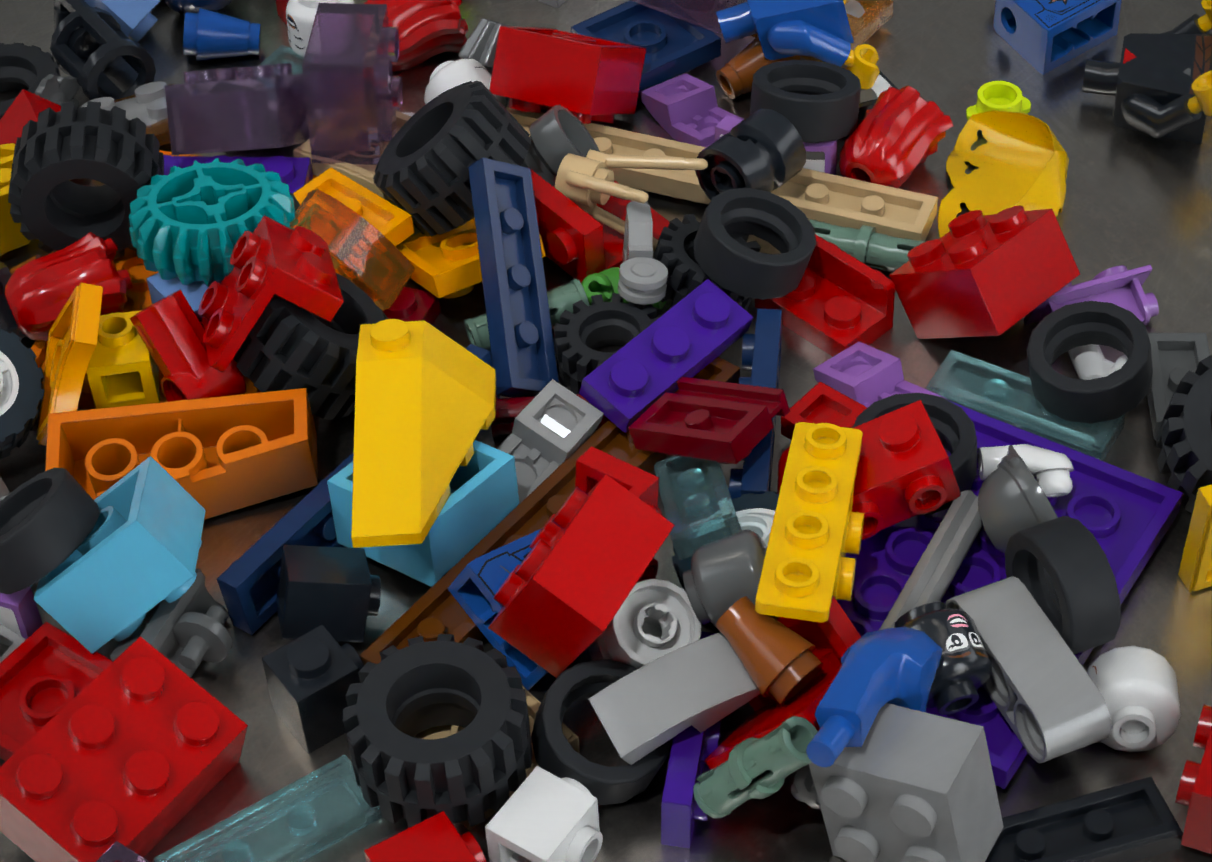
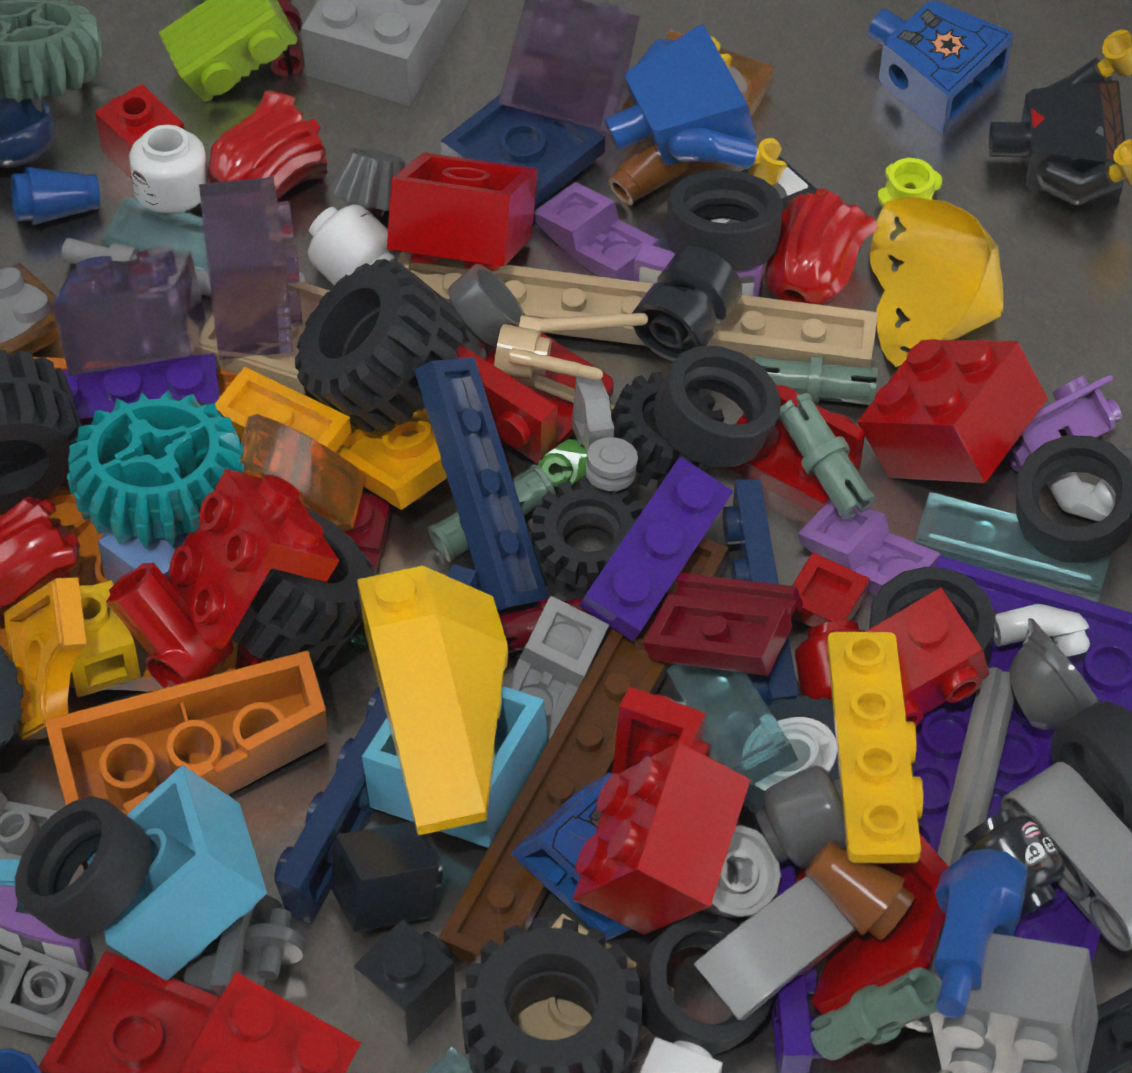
camera: 15 degrees left, 10 degrees up
(850, 299) = (826, 456): none -> sand green pin

